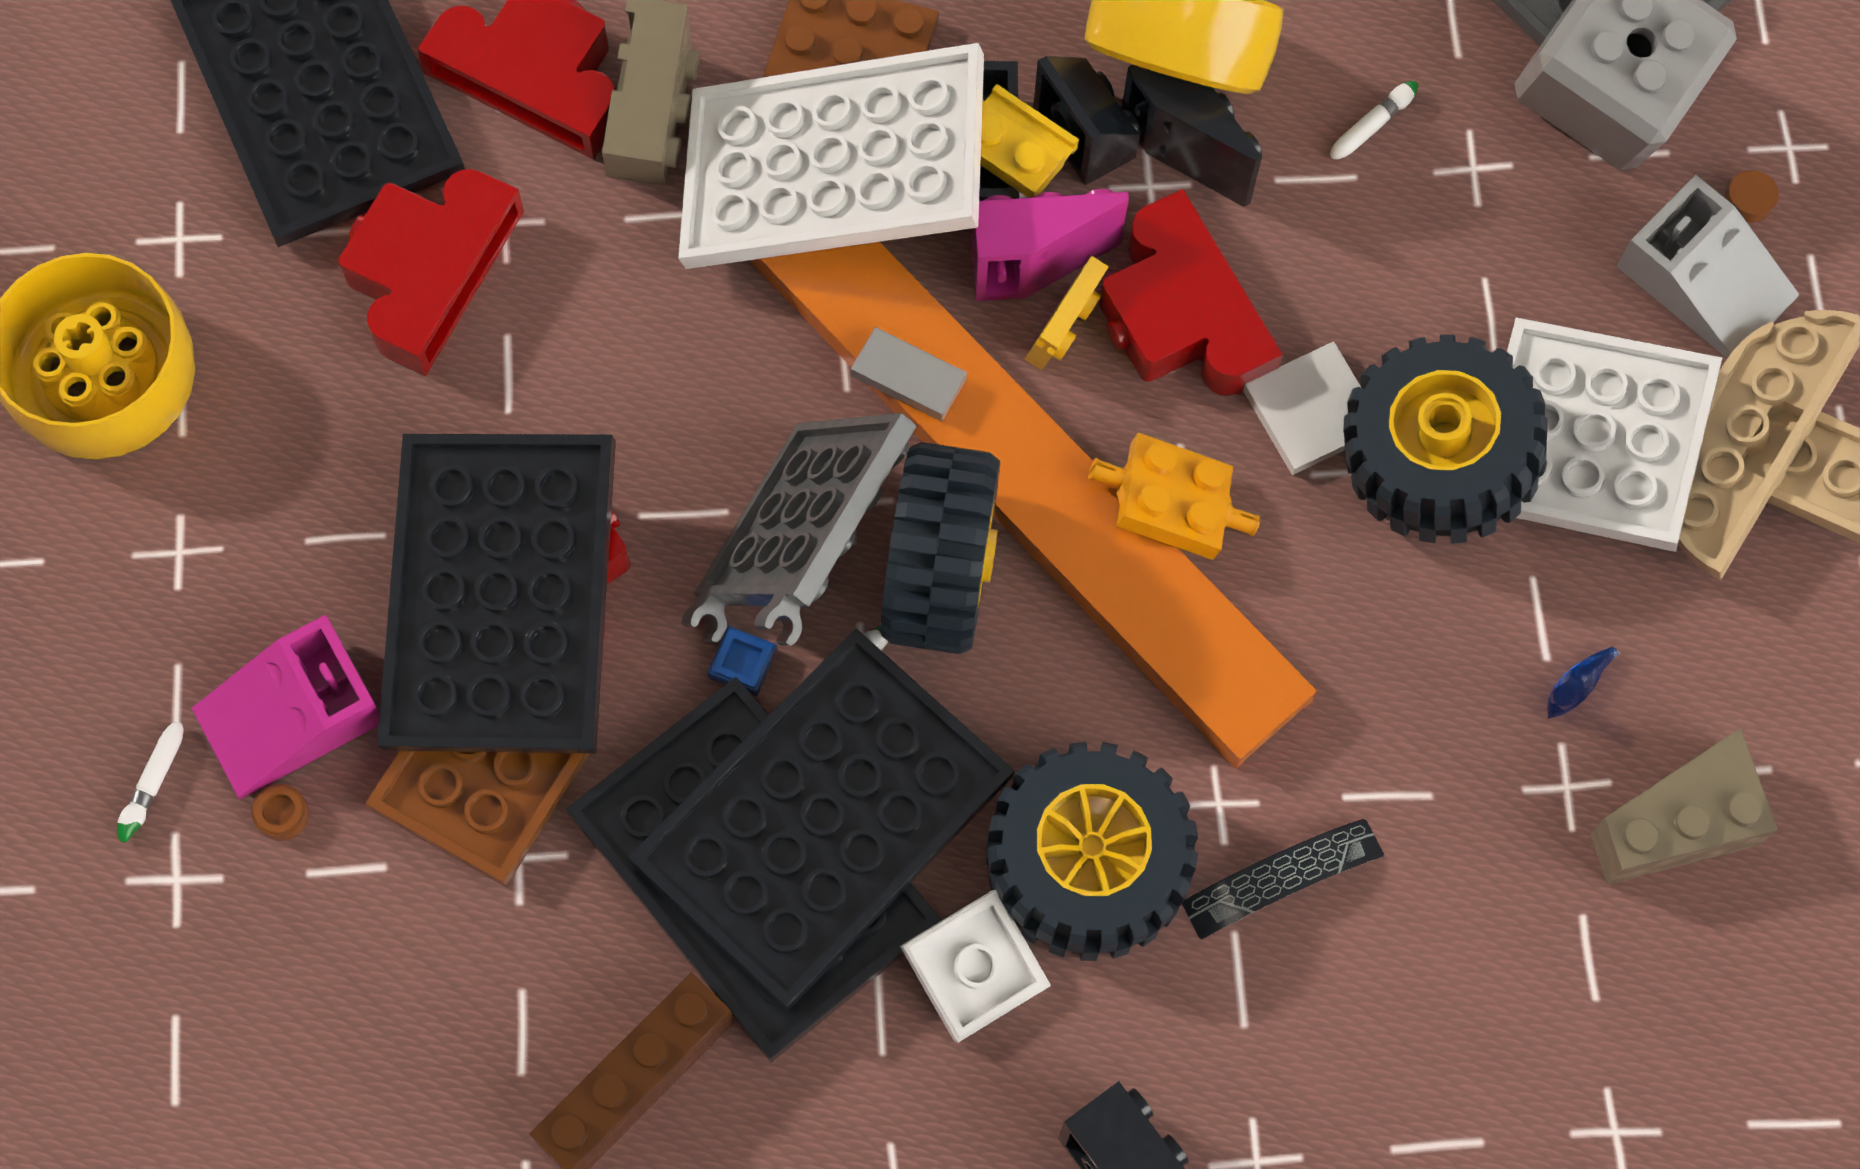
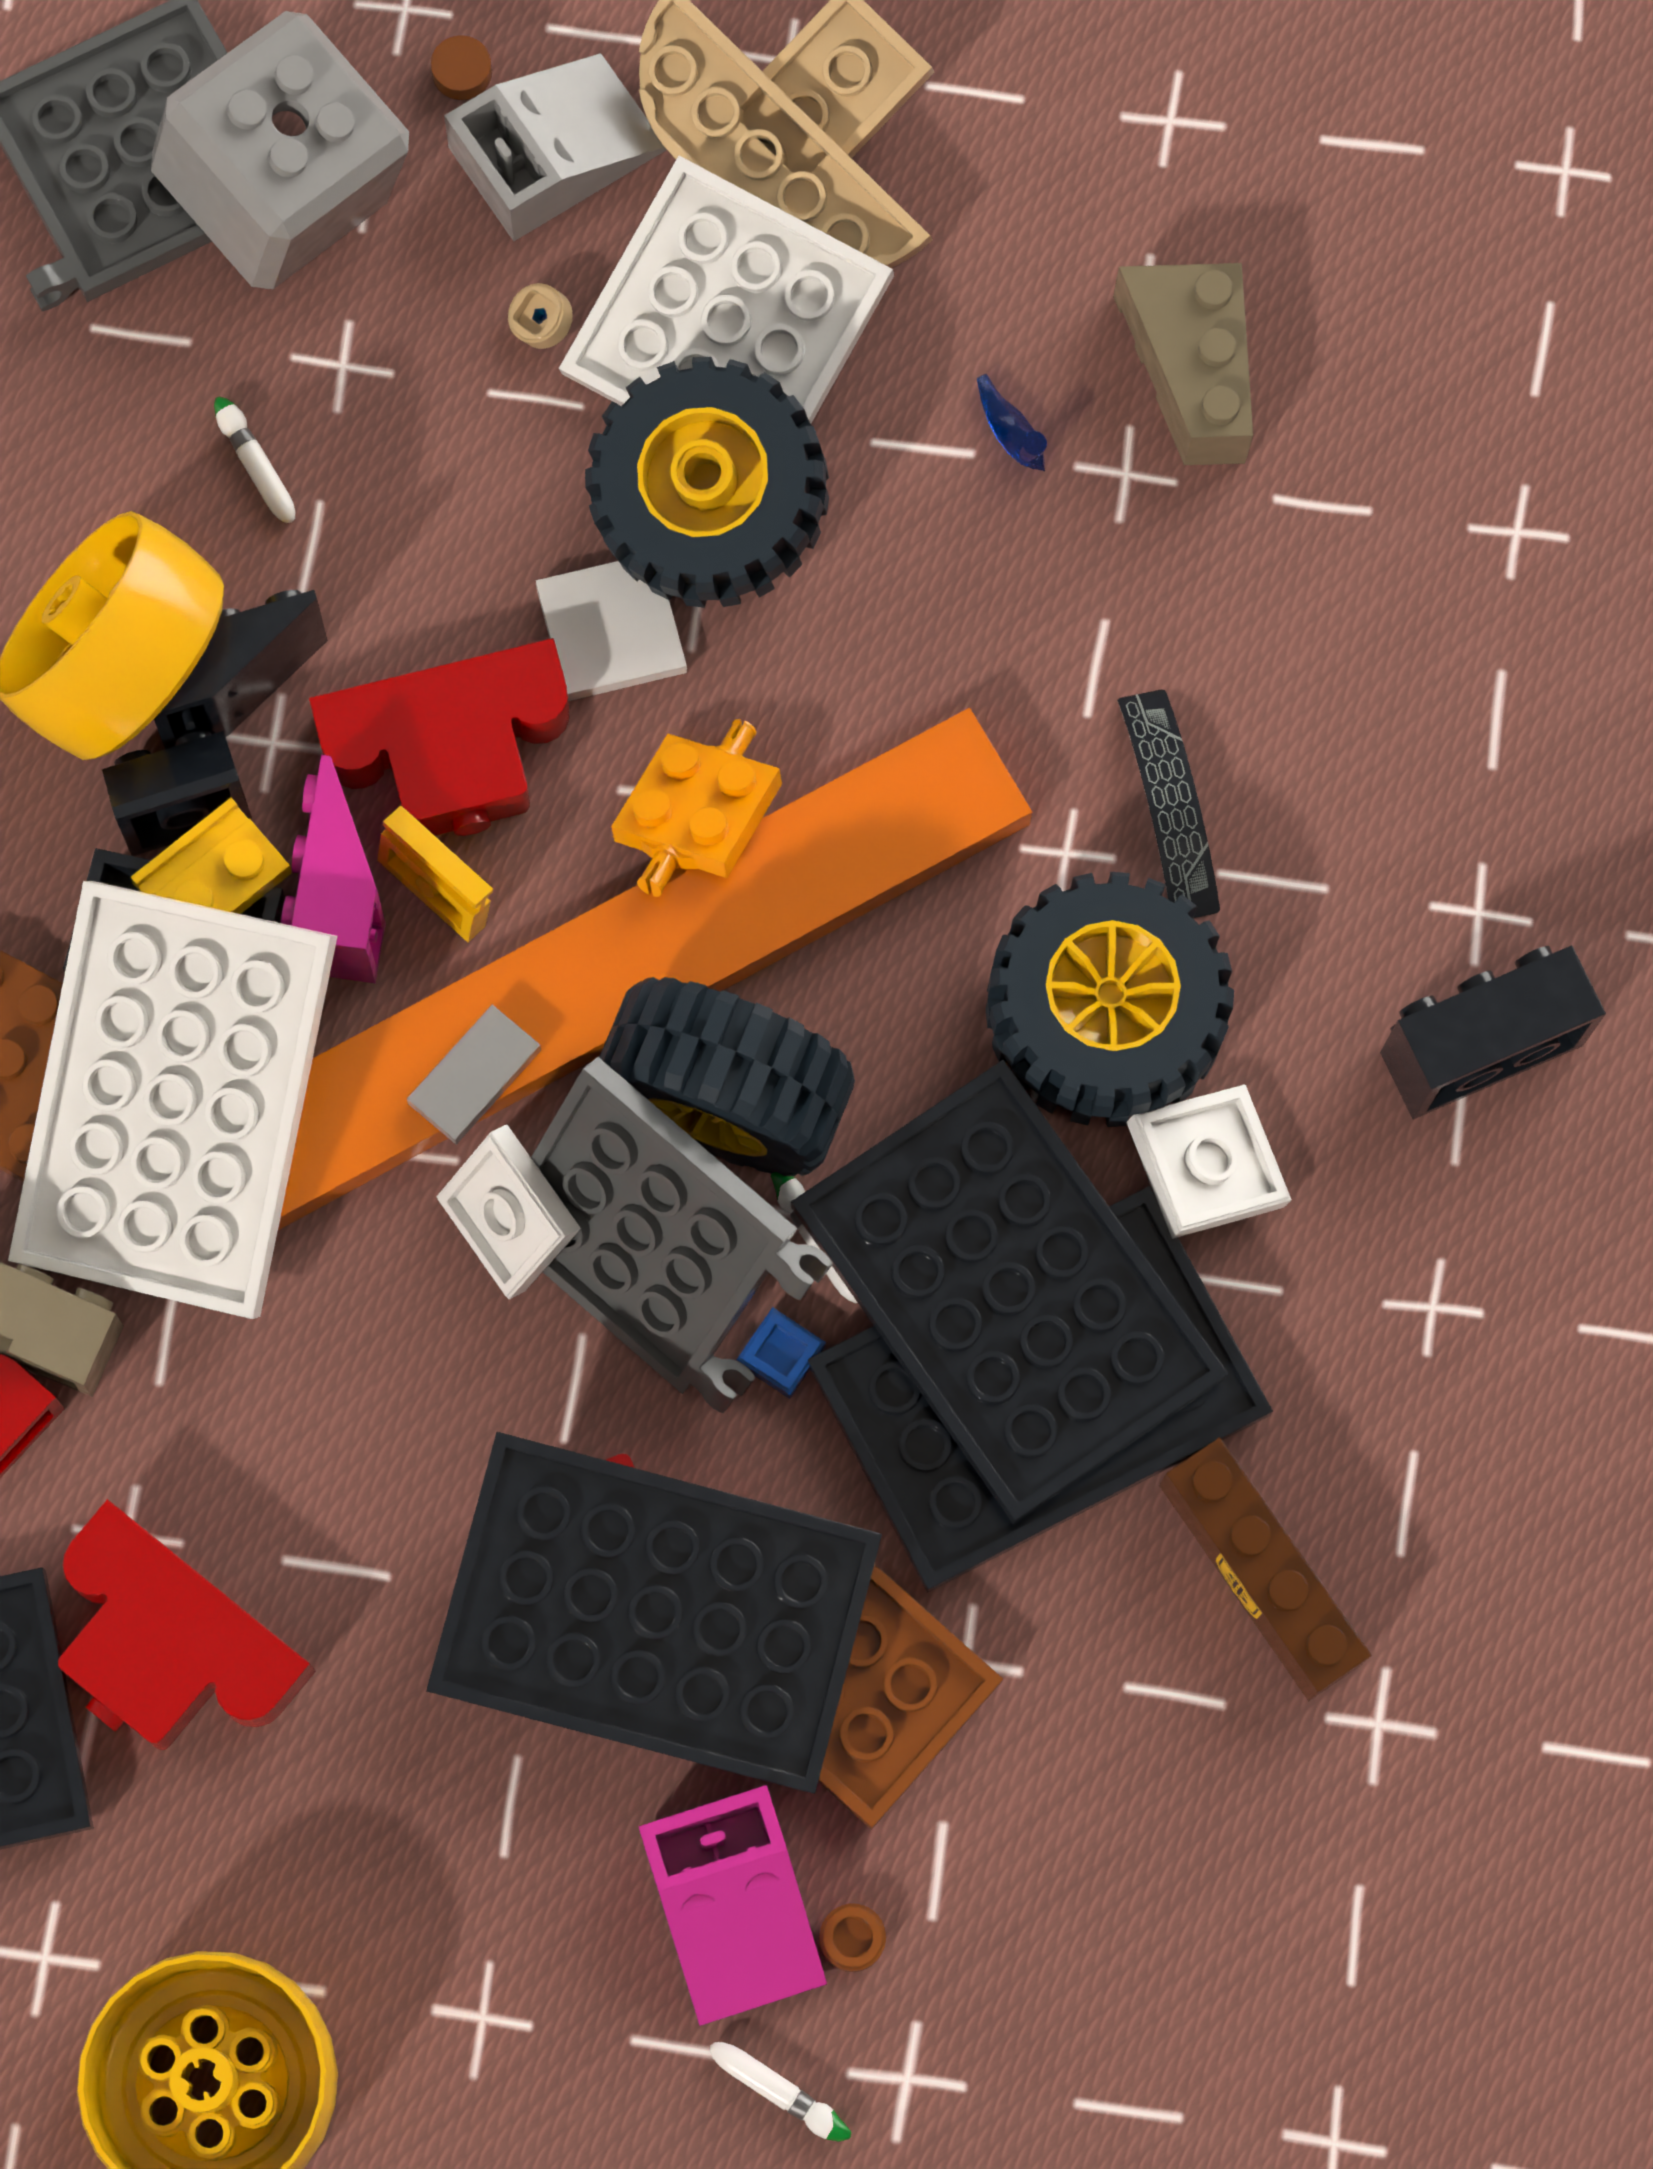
camera: 80 degrees left, 5 degrees up
(802, 422) = (508, 1212): none -> white tile
(1557, 297) = (540, 316): none -> tan tile

